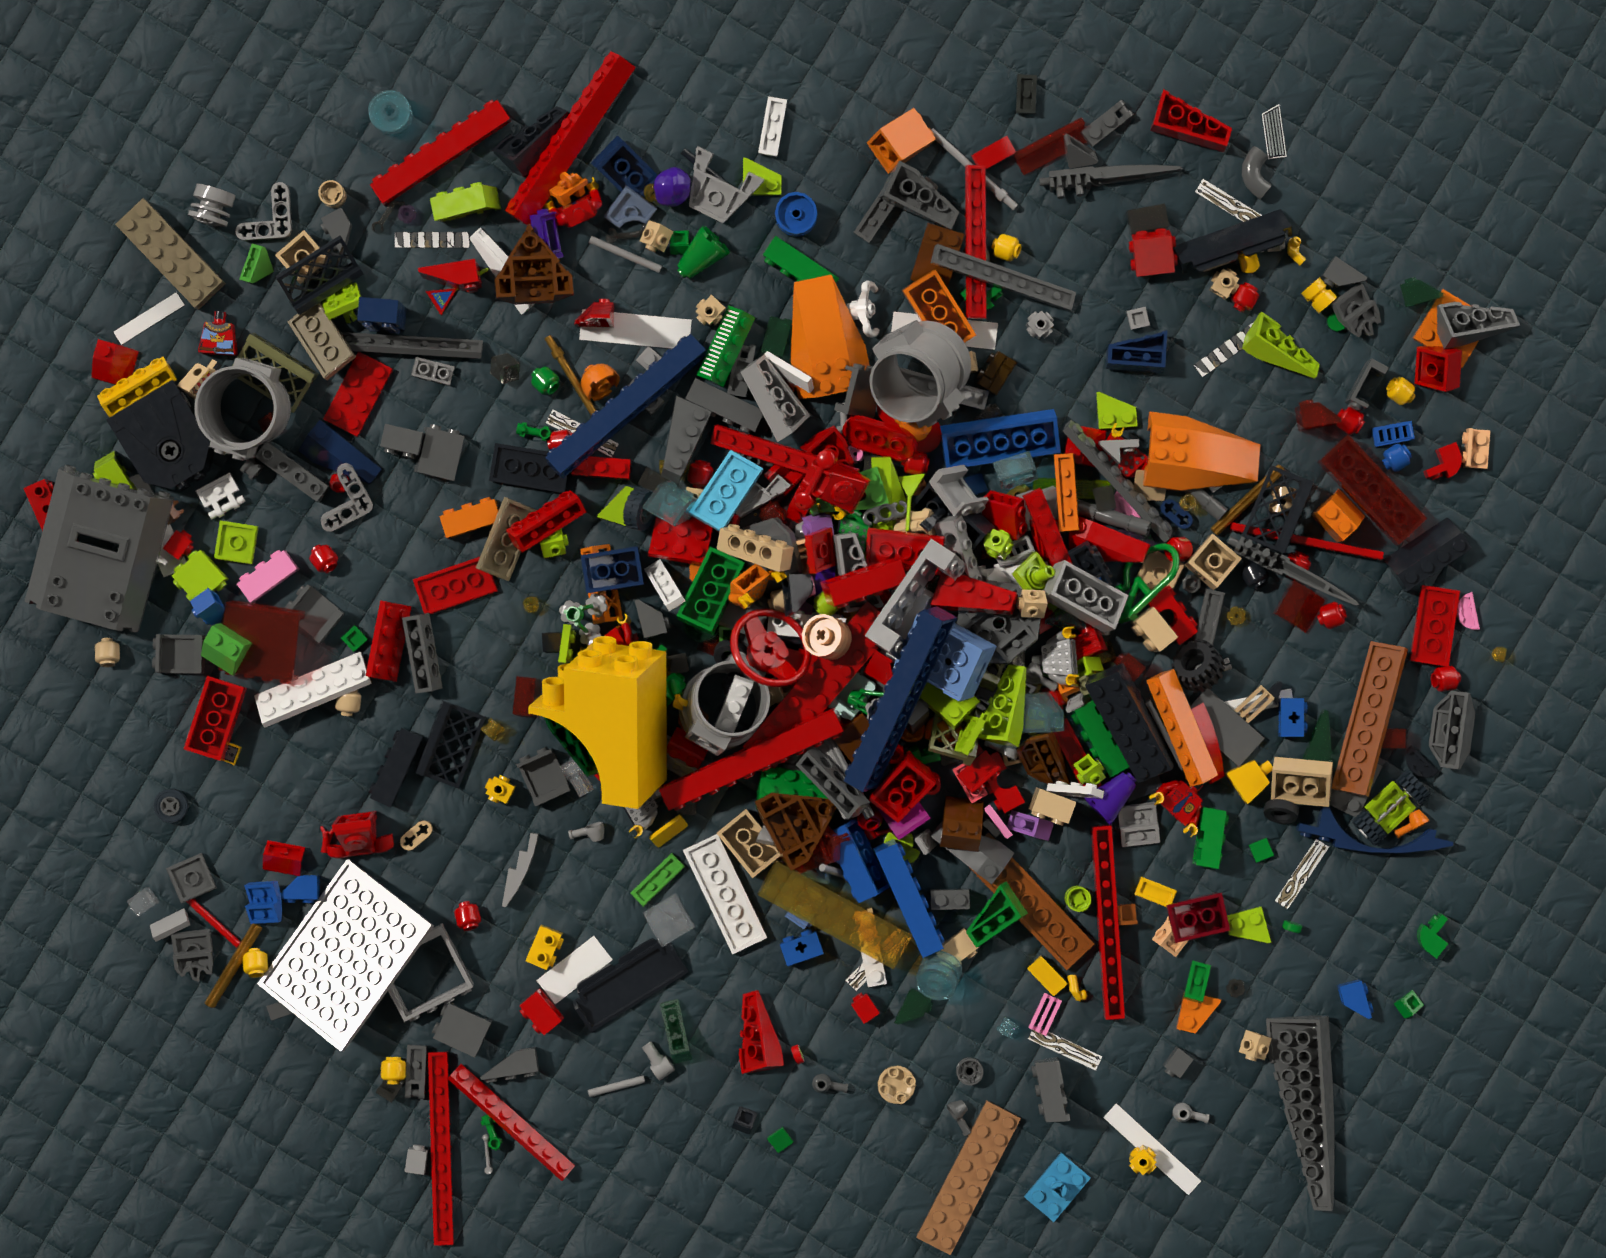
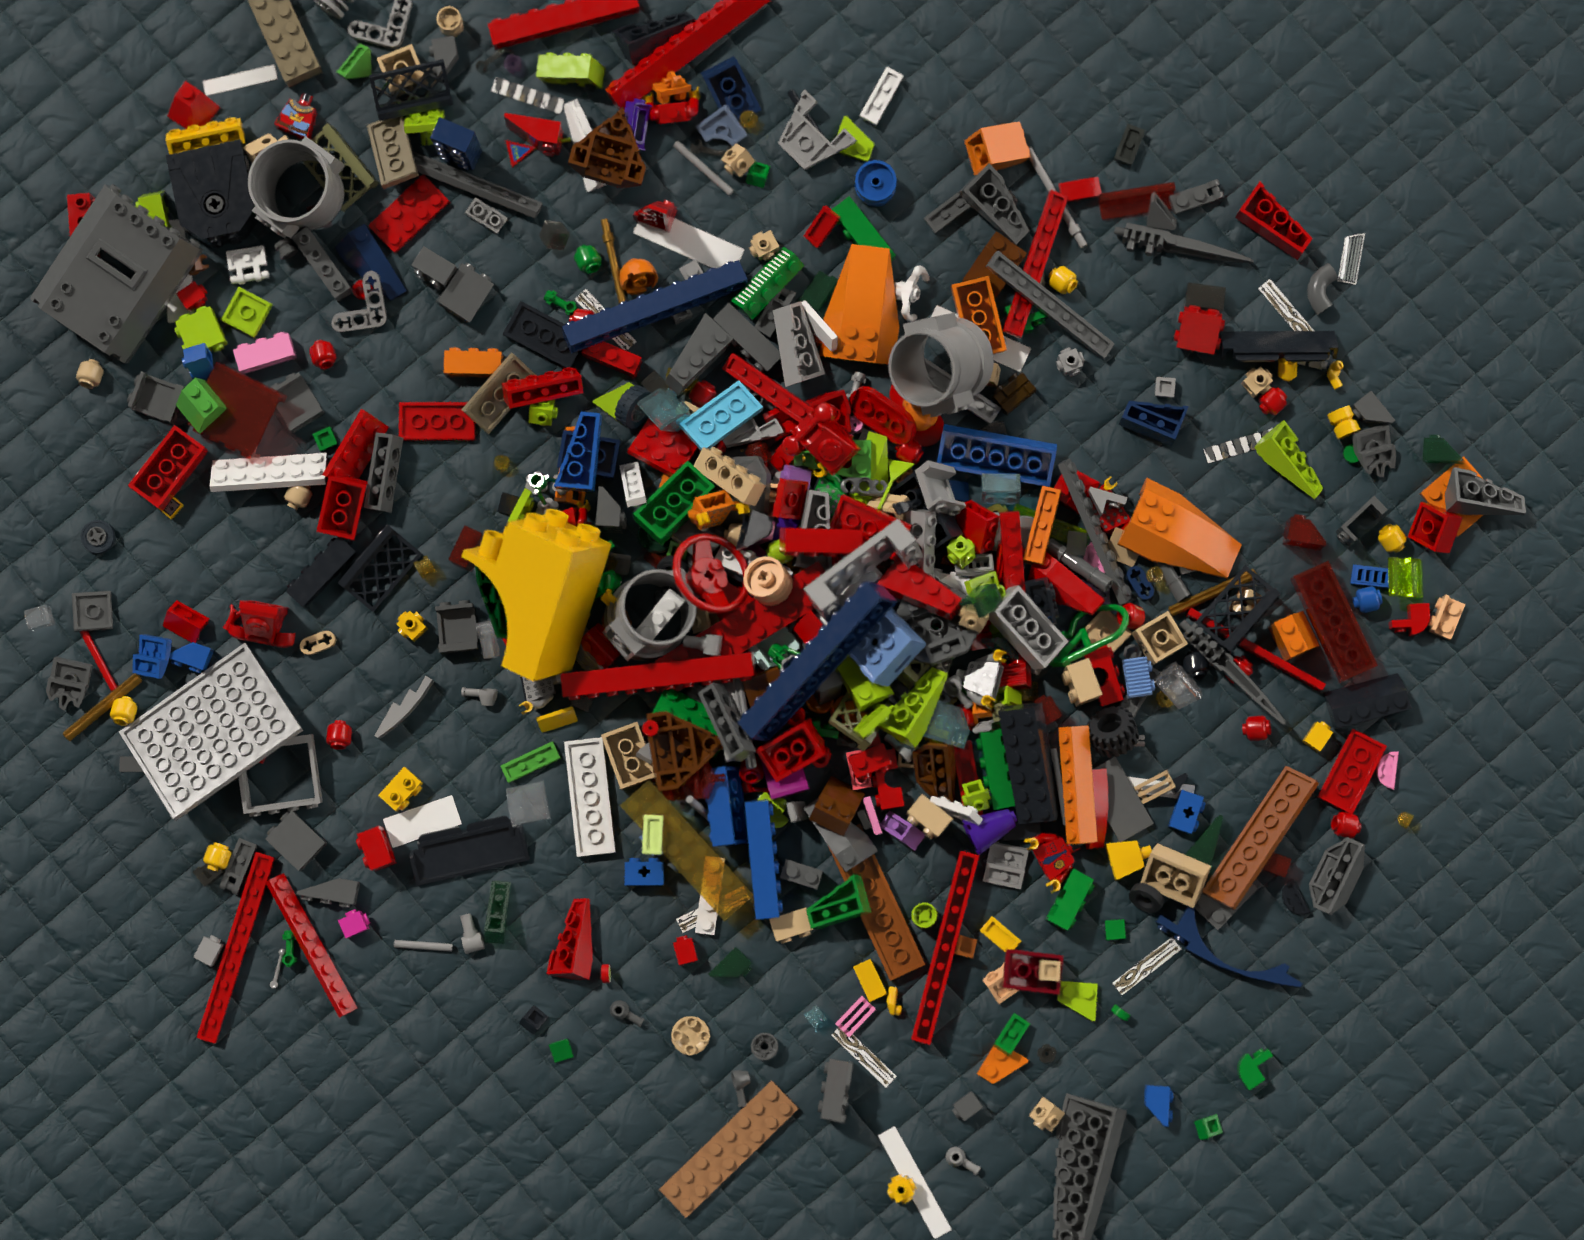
camera: 20 degrees right, 5 degrees down
(169, 925) = (56, 648): light grey tile -> none
(395, 699) = (342, 506): none -> red slope
(544, 1088) = (354, 923): none -> dark pink brick
(608, 580) = (581, 457): none -> blue wedge
(672, 187) = (767, 119): dark purple piece -> none
(701, 253) = (774, 190): green cone -> none
(758, 273) = (821, 226): none -> red tile
(767, 814) = (645, 728): none -> red piece
(790, 714) = (709, 643): none -> light grey pin
(798, 912) = (652, 834): none -> yellowish green tile
(859, 396) = (876, 369): dark grey panel -> none
(938, 975) = (765, 942): clear light blue wheel -> none
(1036, 585) = (983, 598): none -> clear green panel
(1057, 1187) = (811, 1187): dark azure plate -> none
(1114, 411) = (1113, 465): lime wing -> none
(1204, 606) = (1137, 677): none -> medium blue brick
(1214, 912) = (1049, 970): none -> tan plate
(1245, 601) = (1178, 685): none -> clear slope
(1298, 606) = (1228, 709): clear red slope -> none
(1351, 420) = (1335, 550): red head -> none
(1390, 807) = (1252, 929): plate -> none
(1392, 603) = (1317, 736): none -> yellow brick
(1416, 819) = (1274, 952): orange bar -> none
(1425, 424) = (1405, 577): none -> clear neon green slope

